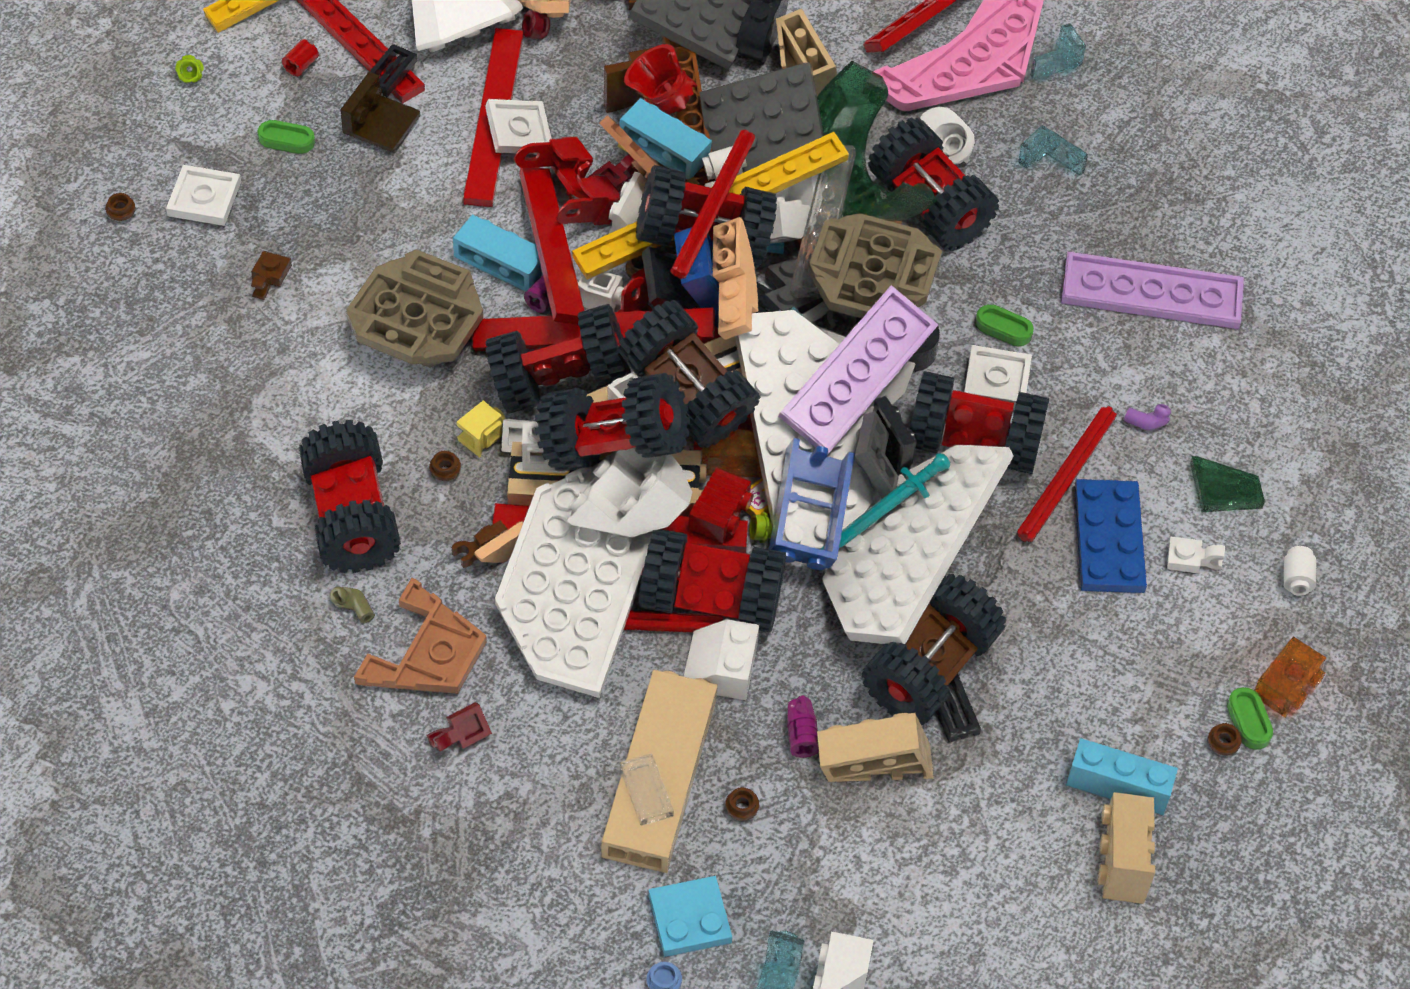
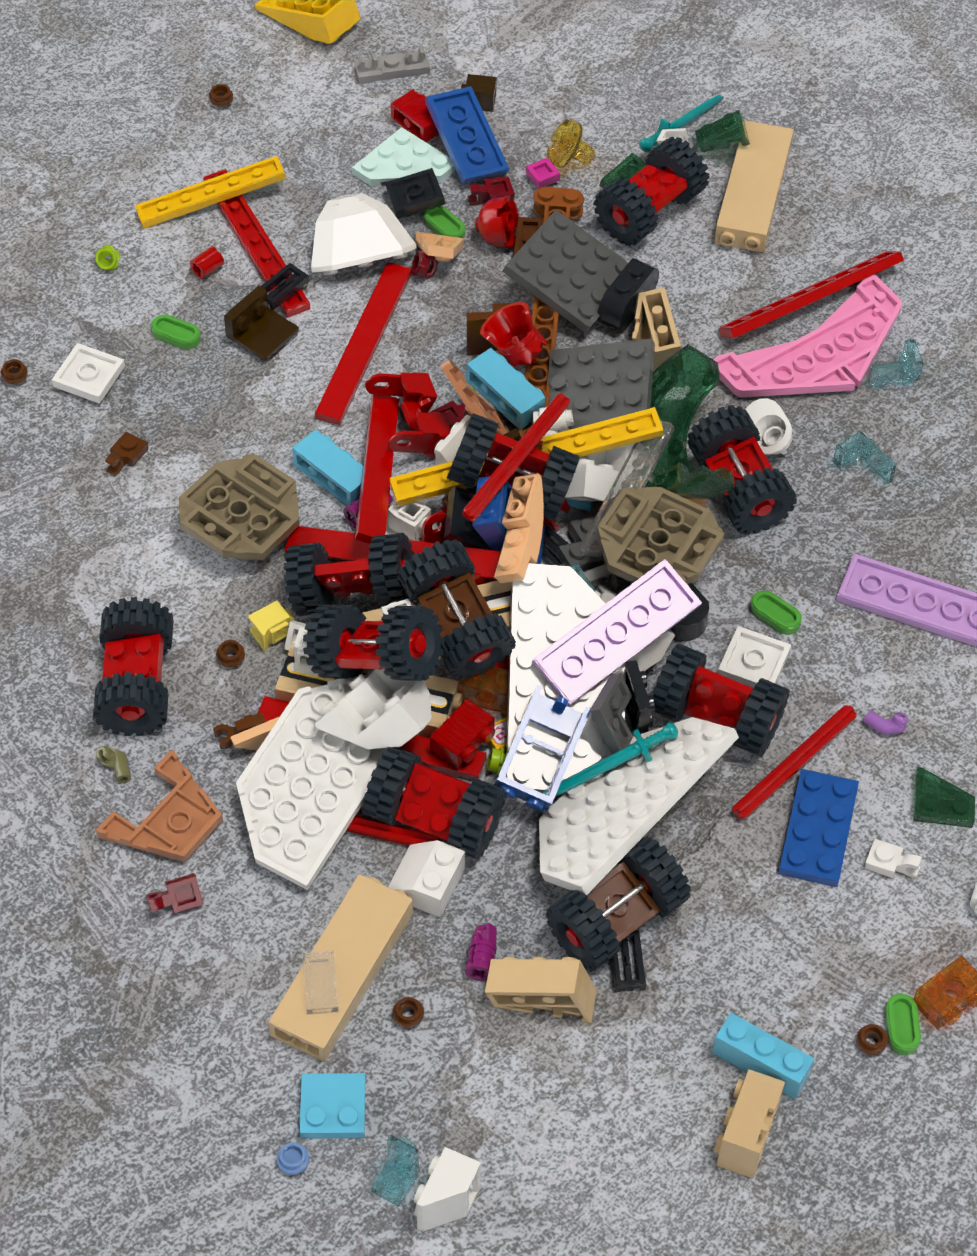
camera: 15 degrees right, 0 degrees up
(516, 124) = (380, 353): white plate -> none

